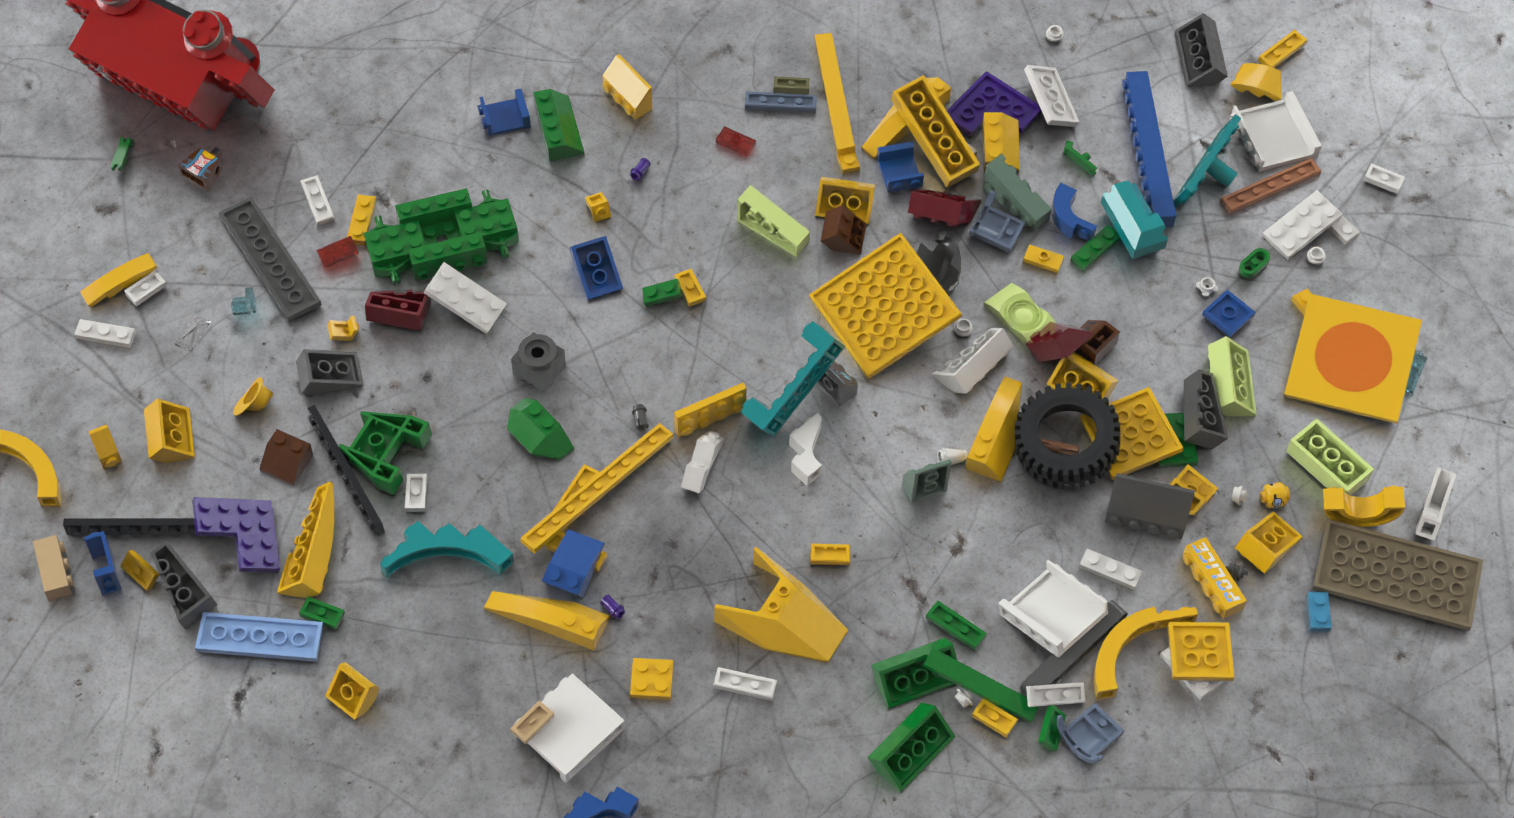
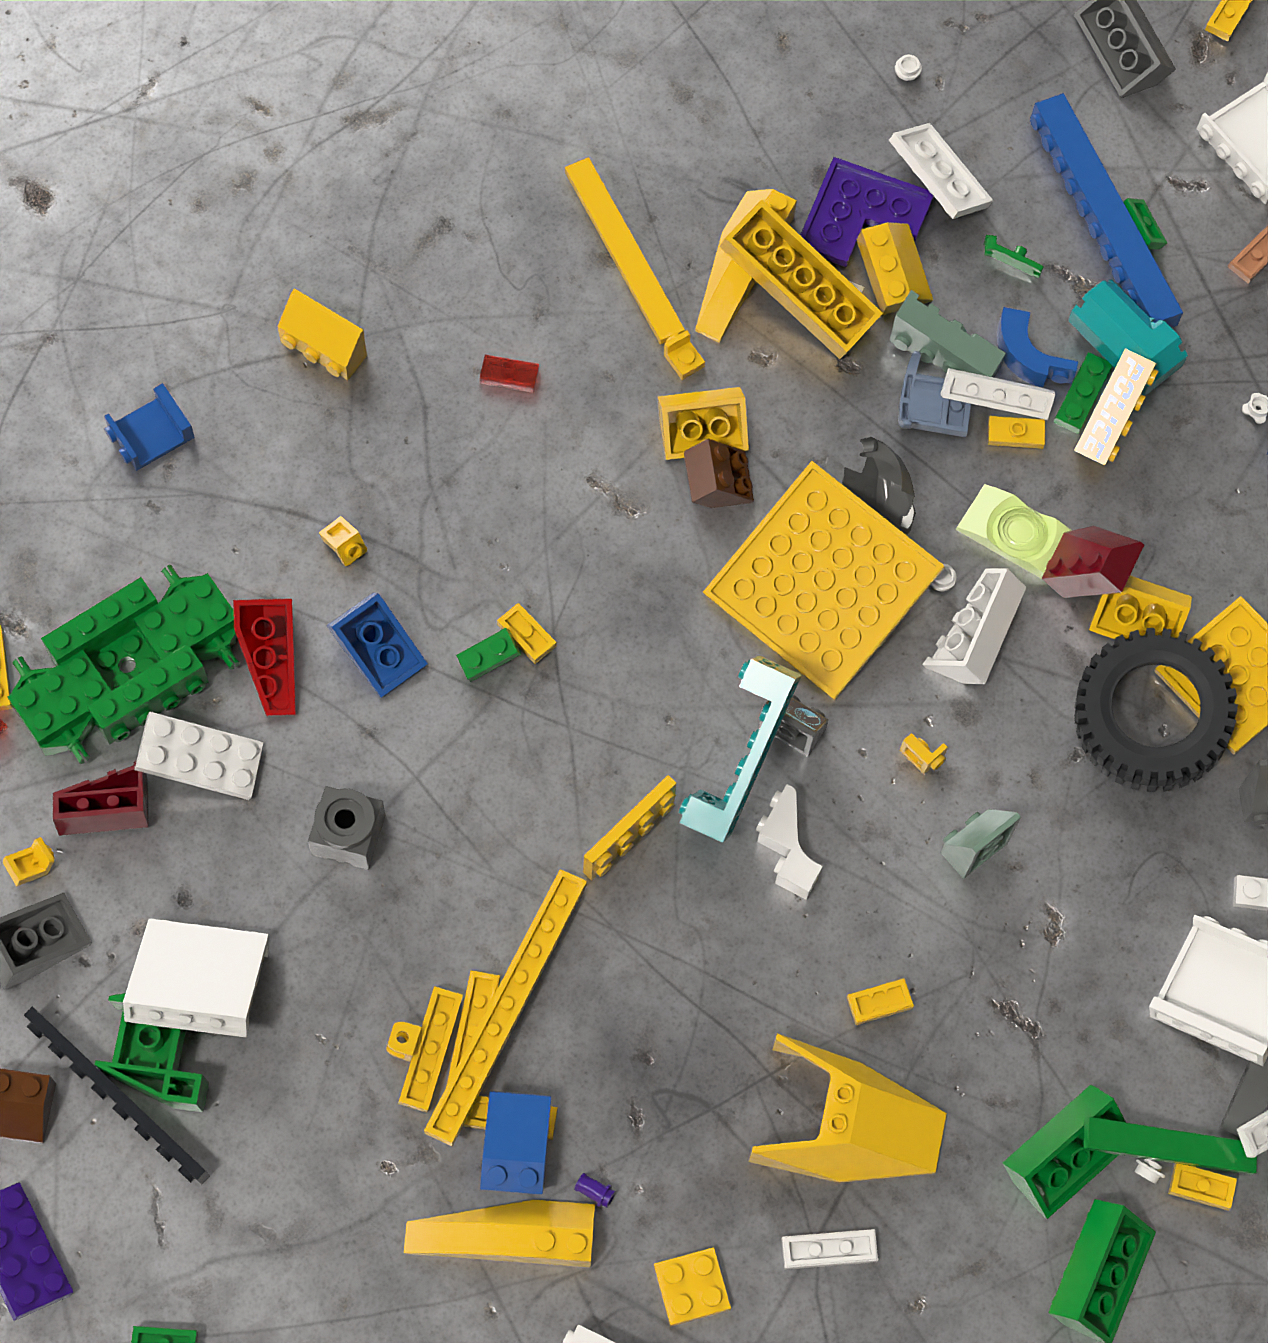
camera: 20 degrees left, 10 degrees up
(308, 564) = (113, 1260): yellow wedge -> none
(415, 415) = (195, 977): none -> white panel
(416, 493) = (236, 1098): white plate -> none
(448, 541) = (313, 1163): teal arch -> none
(530, 247) = (266, 641): none -> red wedge
(538, 430) = (382, 937): green wedge -> none
(539, 497) = (425, 1047): none -> yellow plate
(557, 124) = (236, 424): green slope -> none
(639, 412) = (523, 860): dark grey pin -> none
(640, 169) = (383, 467): dark purple pin -> none
(705, 452) = (645, 912): white arch -> none
(771, 221) = (611, 492): yellowish green wedge -> none
(780, 102) = (552, 290): sand blue tile -> none
(791, 85) = (560, 260): olive plate -> none
(899, 167) = (762, 348): blue panel -> none
(910, 423) = (919, 753): none -> yellow bracket
(942, 207) = (847, 395): dark red wedge -> none
(955, 455) = (996, 790): white cone -> none
(956, 625) = (1098, 1057): green plate -> none
(996, 436) = (1049, 731): yellow wedge -> none
(1038, 231) = (997, 393): none -> white plate
(1060, 448) = (1147, 727): nougat axle -> none
(1100, 343) = (1145, 528): reddish brown slope -> none
(1109, 256) = (1115, 407): none -> brick
(1173, 160) = (1145, 223): none -> green plate
(1210, 164) = (1198, 215): teal plate -> none
(1259, 80) = (1220, 62): yellow slope -> none

